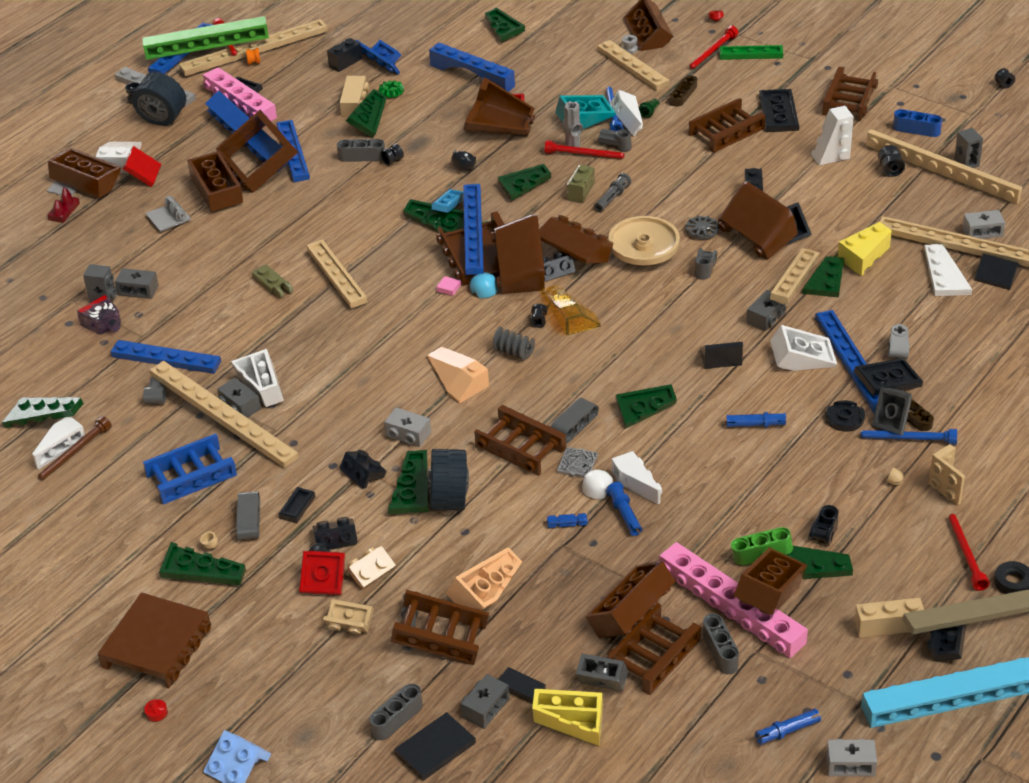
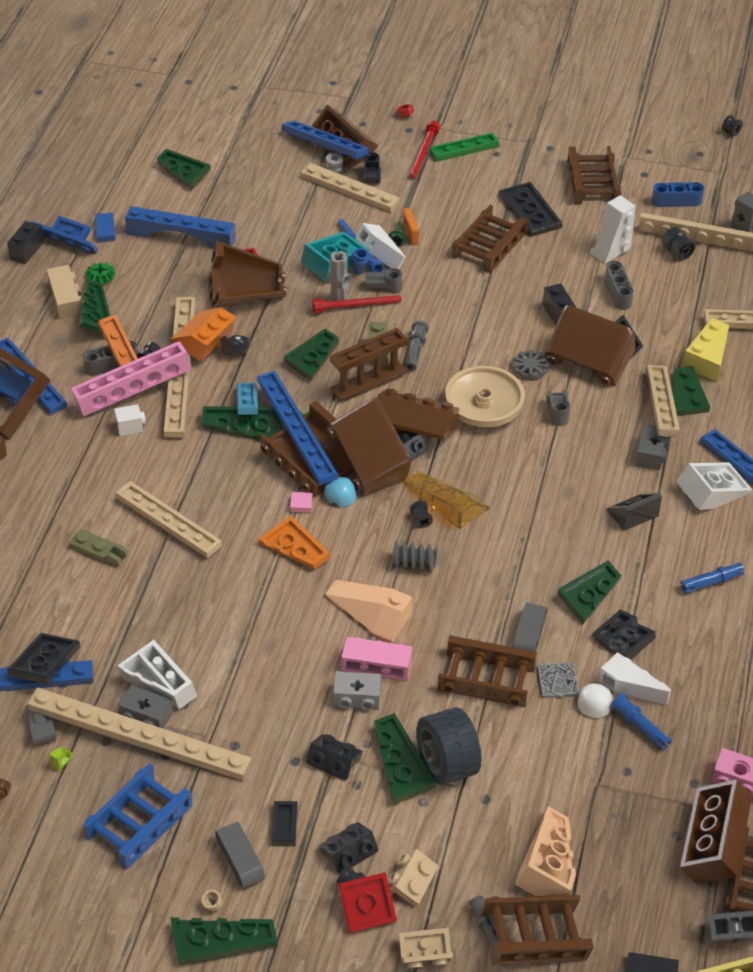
camera: 25 degrees left, 5 degrees up
(157, 415) = (60, 758): none -> lime tile
(183, 344) = (43, 658): none -> black tile
(348, 197) = (129, 420): none -> white brick
(367, 159) = (131, 378): none -> bright pink brick
(368, 146) = (117, 340): none -> orange tile
(411, 168) = (178, 386): none -> tan plate
(415, 56) = (105, 227): none -> blue tile
(424, 313) = (295, 543): none -> orange wing
(438, 407) = (377, 658): none -> bright pink brick
(441, 147) = (204, 332): none -> orange slope
(555, 181) = (362, 353): none -> reddish brown fence
(567, 520) = (588, 753): blue axle -> none
(602, 118) = (359, 260): none -> blue cone
(630, 23) = (324, 139): none -> blue plate
(652, 444) = (624, 635): none -> black slope
(658, 53) = (372, 168): none -> black piece
(664, 103) = (411, 226): none -> orange tile
(683, 90) = (425, 202): dark brown beam -> none
(817, 182) = (619, 285): none -> dark grey beam

